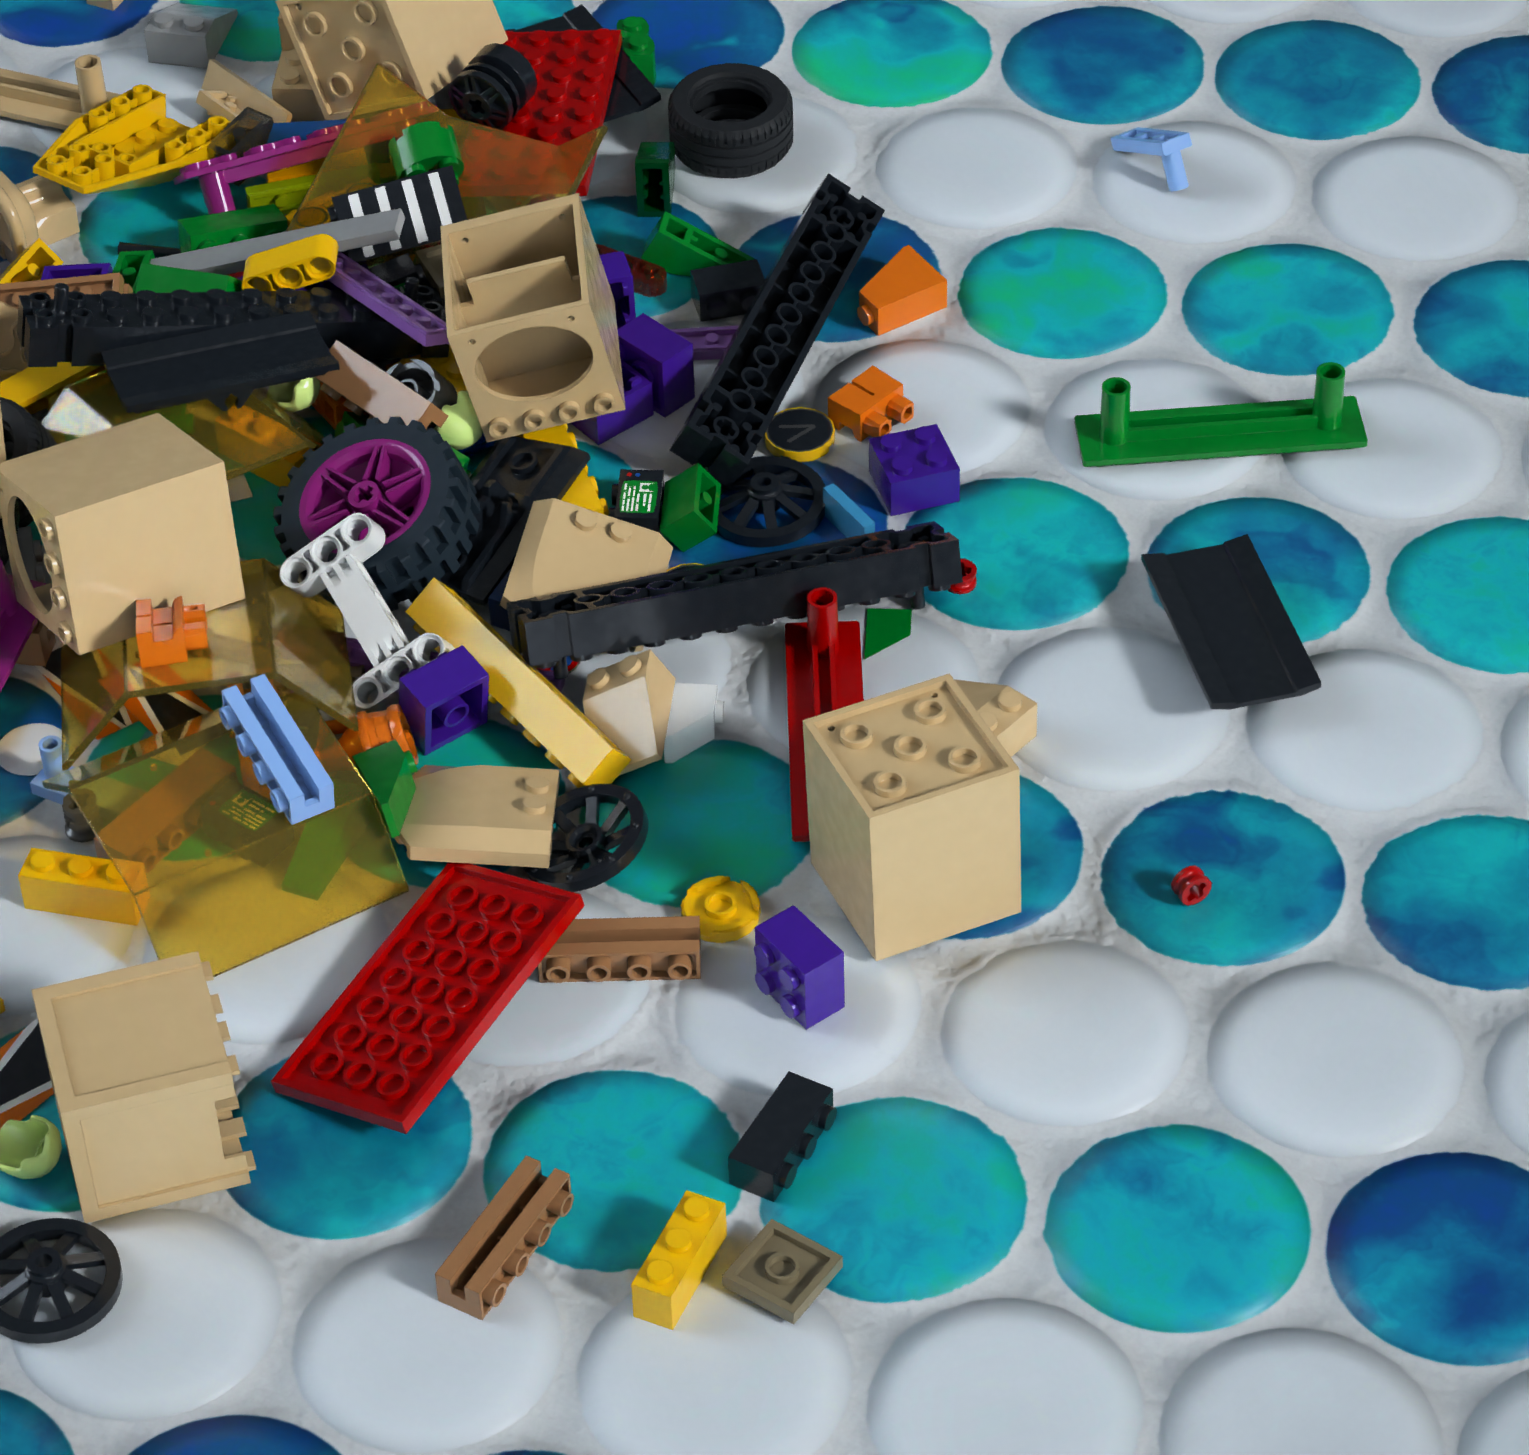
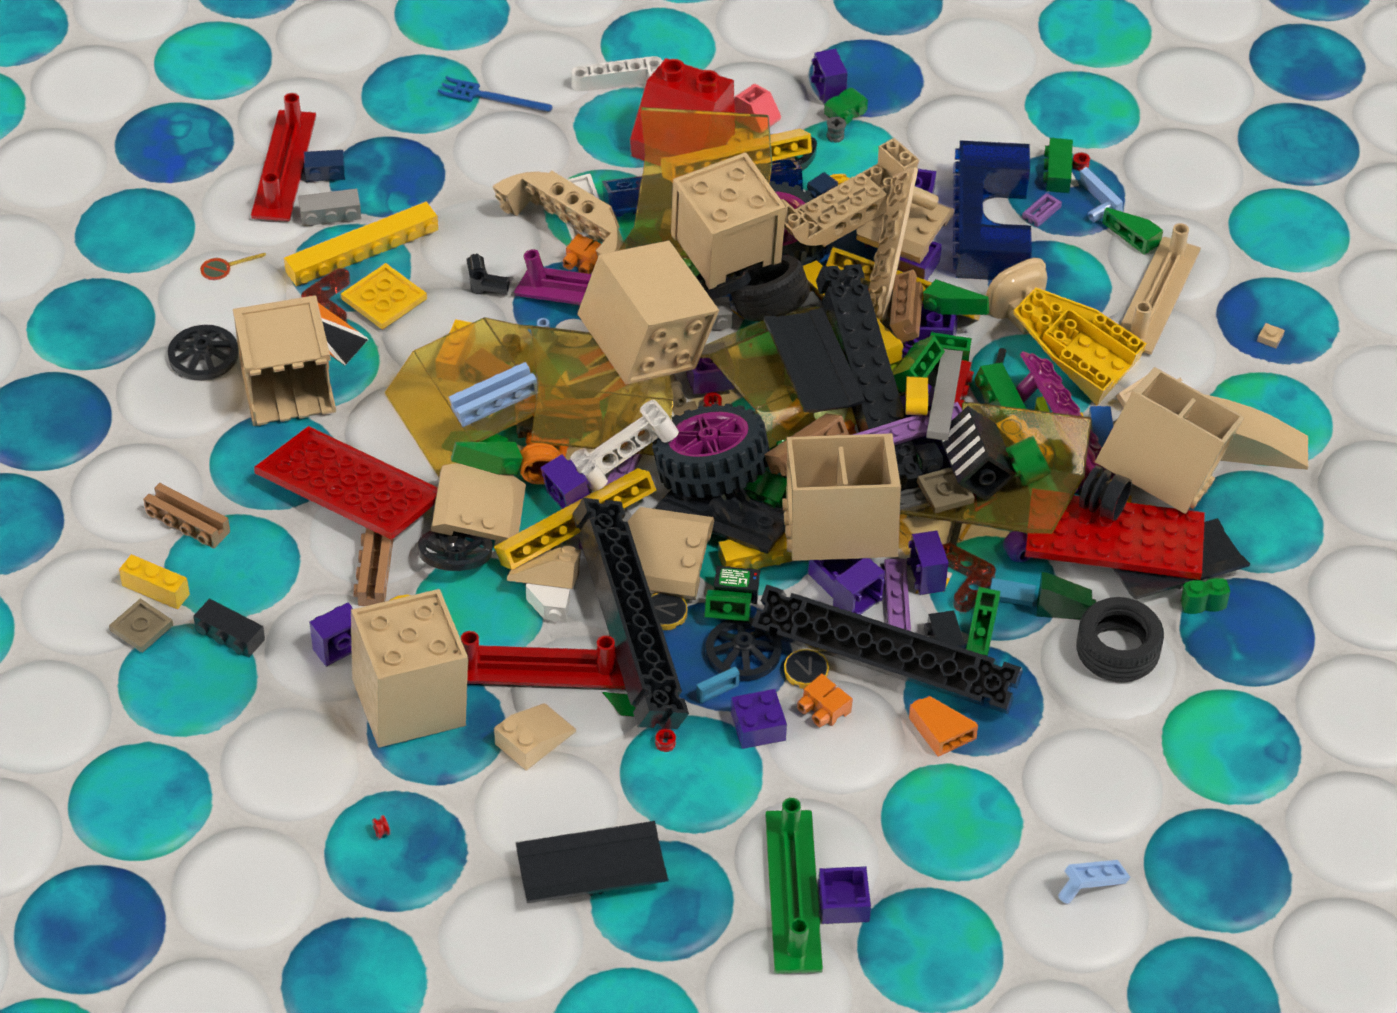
camera: 90 degrees right, 5 degrees up
(47, 251) = (954, 300): none -> green slope
(169, 632) = (578, 340): orange hips -> none
(187, 34) = (1227, 373): light grey slope -> none
(244, 132) = (1086, 391): clear smoke slope -> none
(632, 231) = (1014, 592): none -> dark azure tile
(1226, 370) = (844, 895): none -> dark purple container

